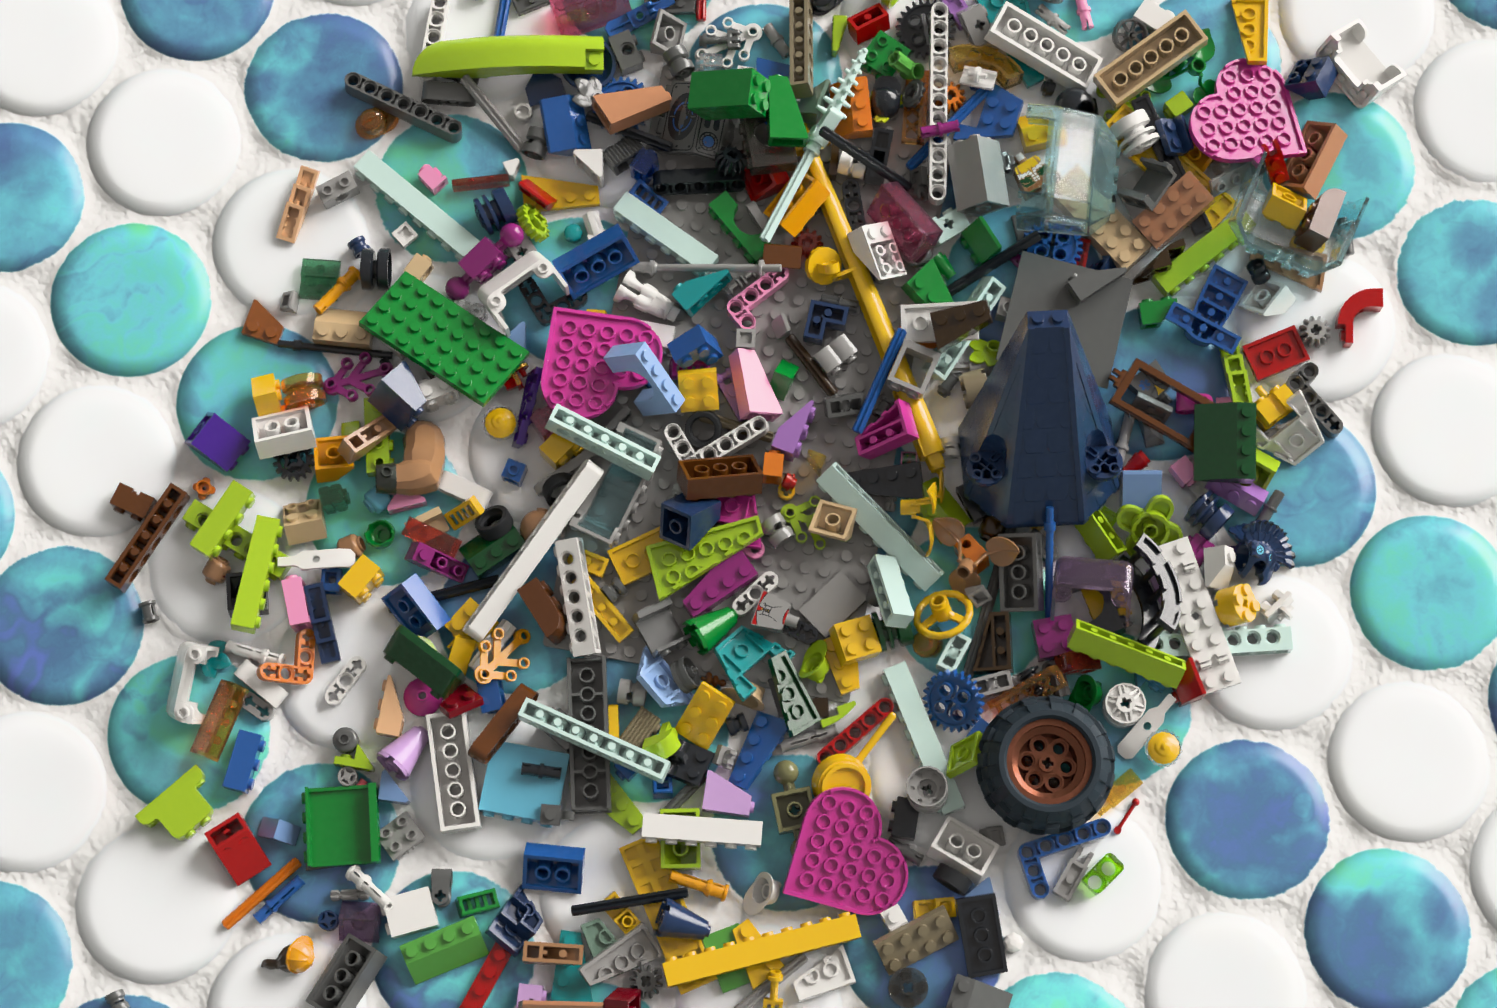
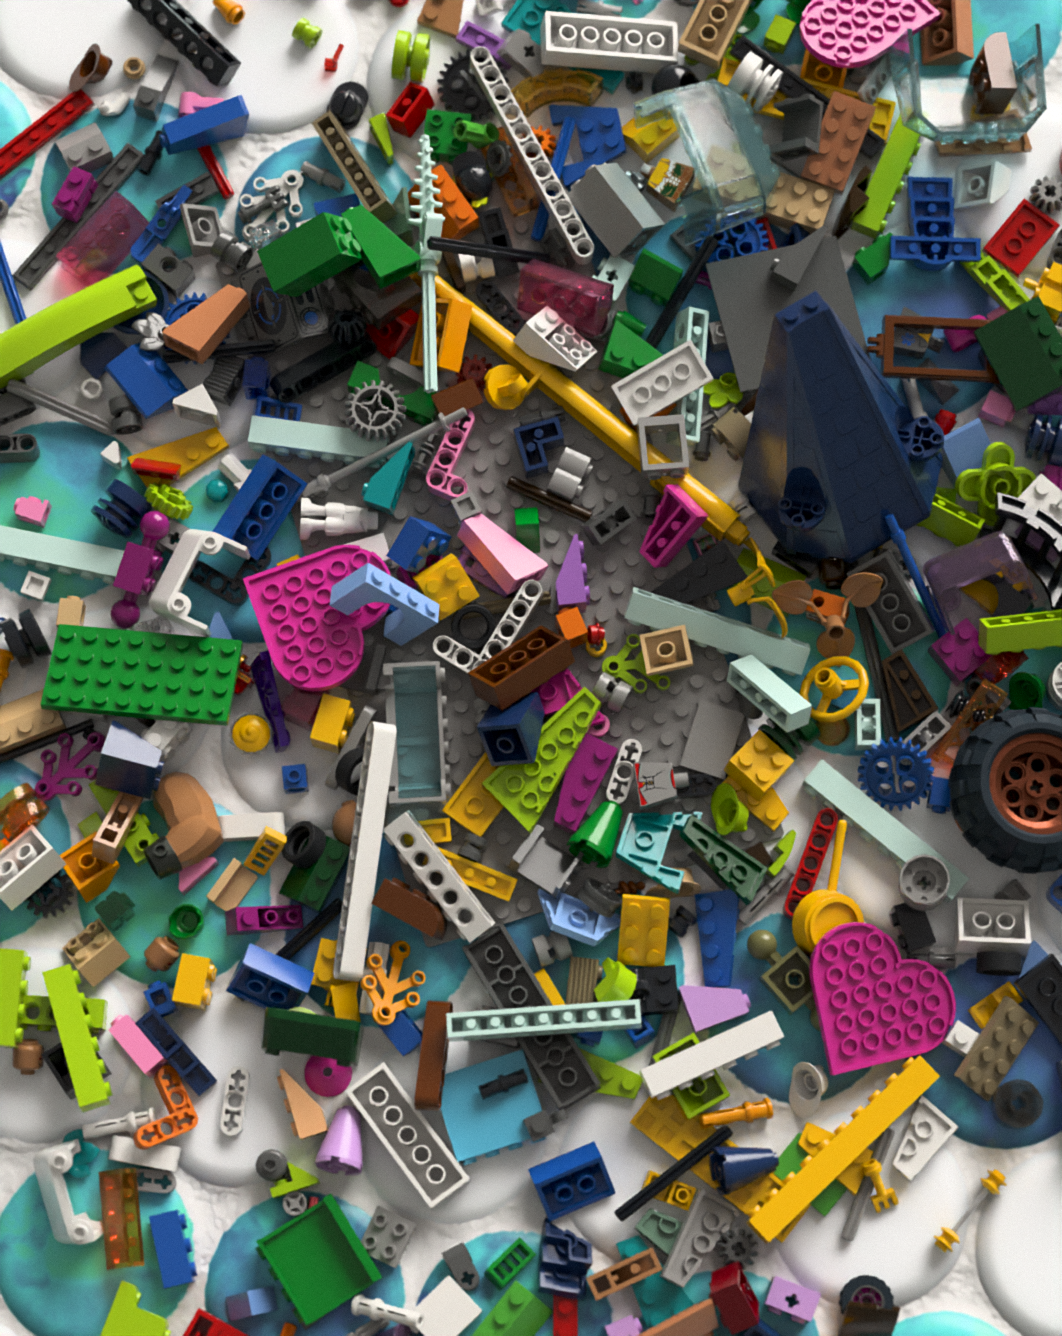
camera: 30 degrees left, 0 degrees up
(328, 559) = (145, 978): white piece -> none
(376, 502) = (163, 889): medium azure head -> none
(390, 792) = (351, 1194): medium blue slope -> none
(431, 536) = (244, 895): clear red tile -> none
(461, 701) = (375, 1056): dark red wing -> none
(481, 182) = (87, 487): clear red tile -> none
(602, 442) = (377, 695): light aqua brick -> none
(722, 239) = (367, 408): none -> light grey gear
(724, 757) = (687, 963): light grey tile -> none
(781, 327) = (494, 475): light grey slope -> none
(816, 461) = (613, 597): clear yellow slope -> none
(879, 380) = (633, 477): blue axle -> none
(939, 129) = (550, 180): magenta pin -> none
(959, 322) = (686, 371): dark brown wedge -> none
(963, 755) = (940, 825): lime tile -> none
(978, 78) = (558, 107): white hips -> none
(978, 595) = (858, 649): light grey slope -> none
(1152, 407) = (929, 357): dark grey plate -> none
(1174, 135) = (796, 64): dark blue bracket -> none
(1260, 274) = (957, 162): black wheel -> none
(1275, 163) = (922, 47): red hinge -> none
(1284, 206) = (949, 80): yellow slope -> none

